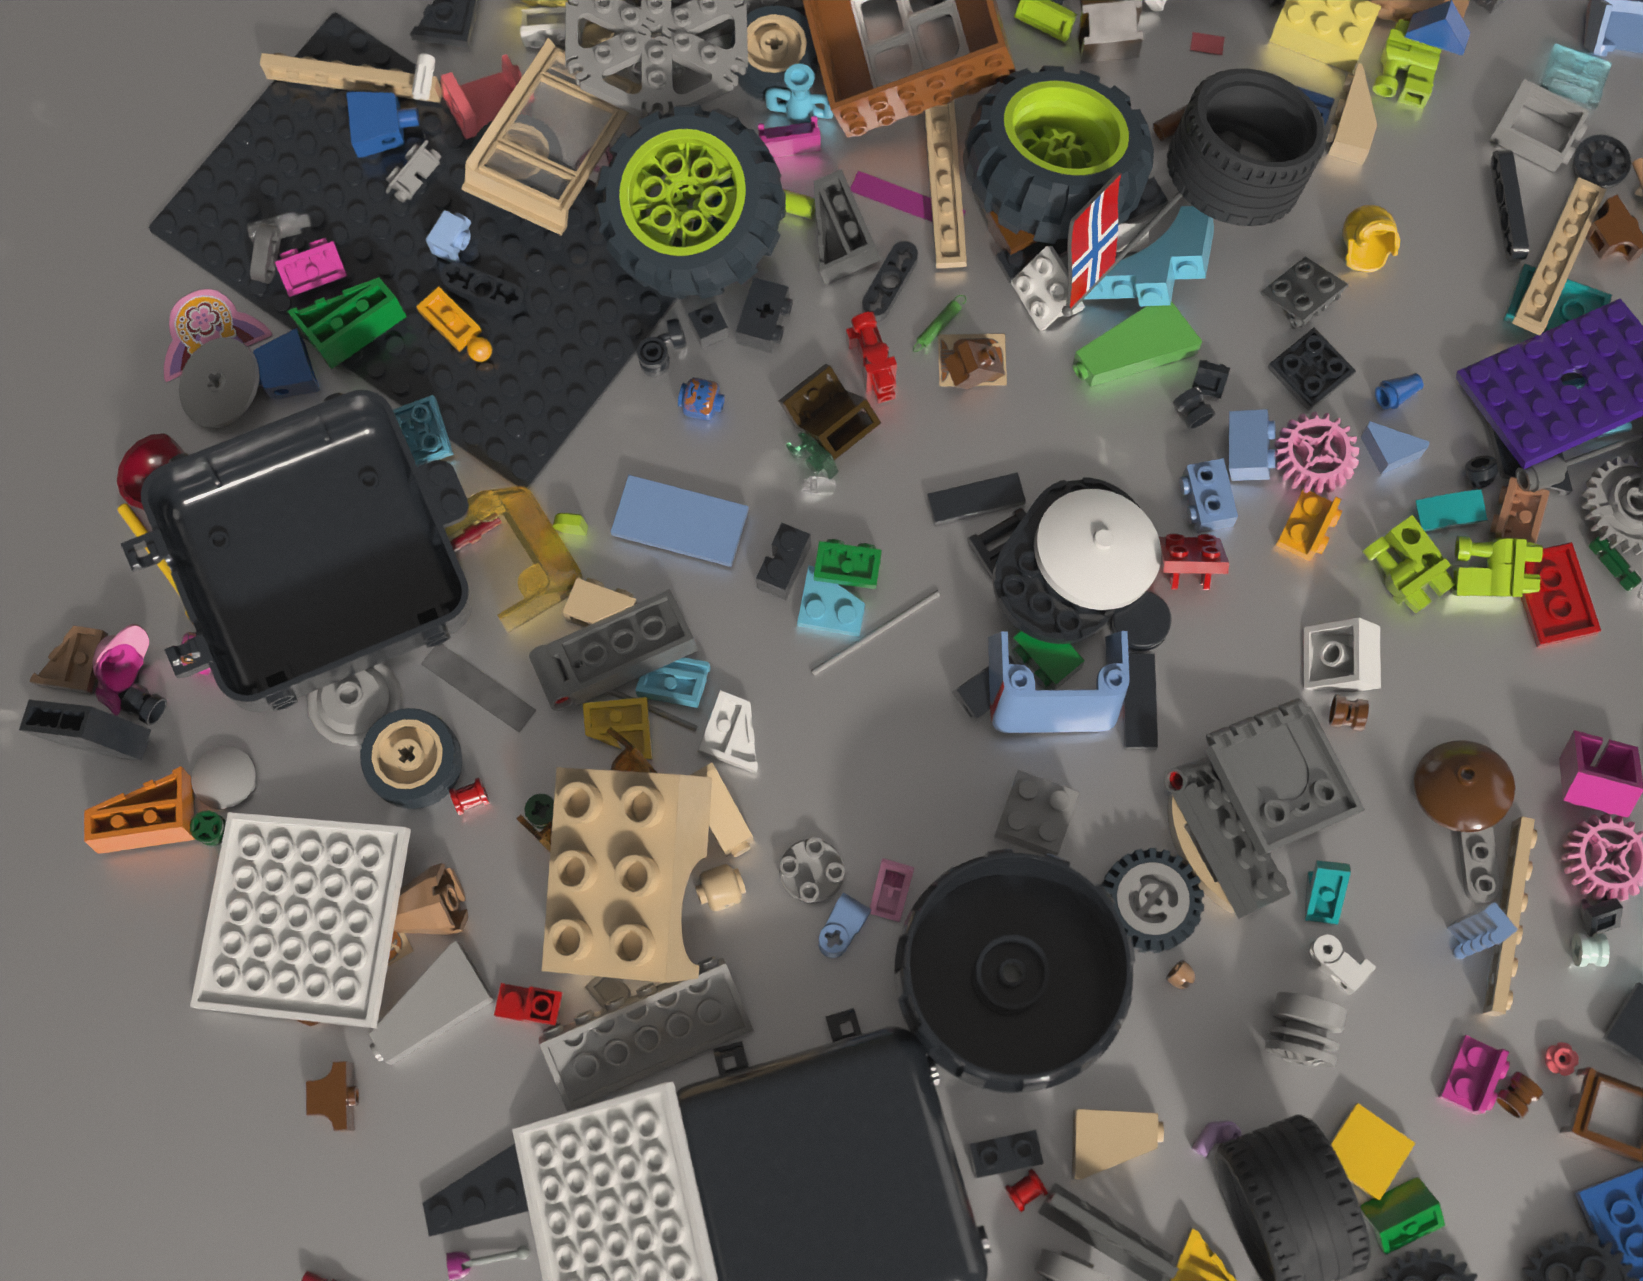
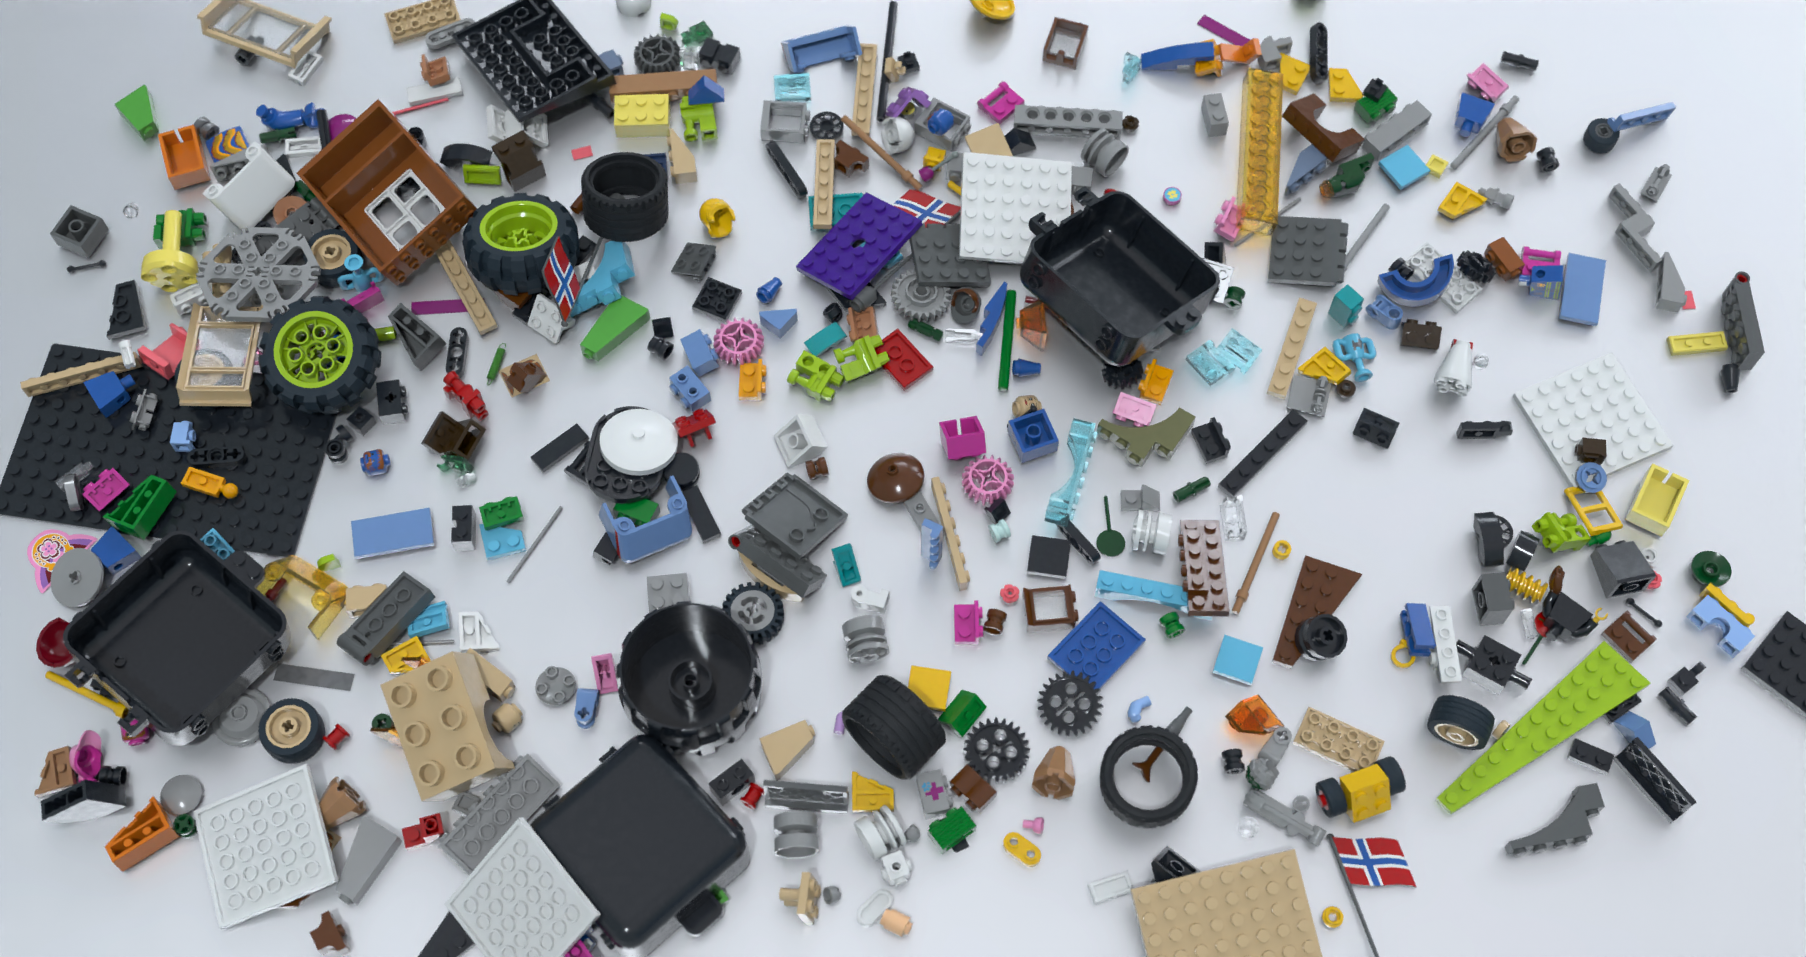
camera: 30 degrees left, 10 degrees down
(1181, 975) = (787, 642): medium nougat hinge -> none

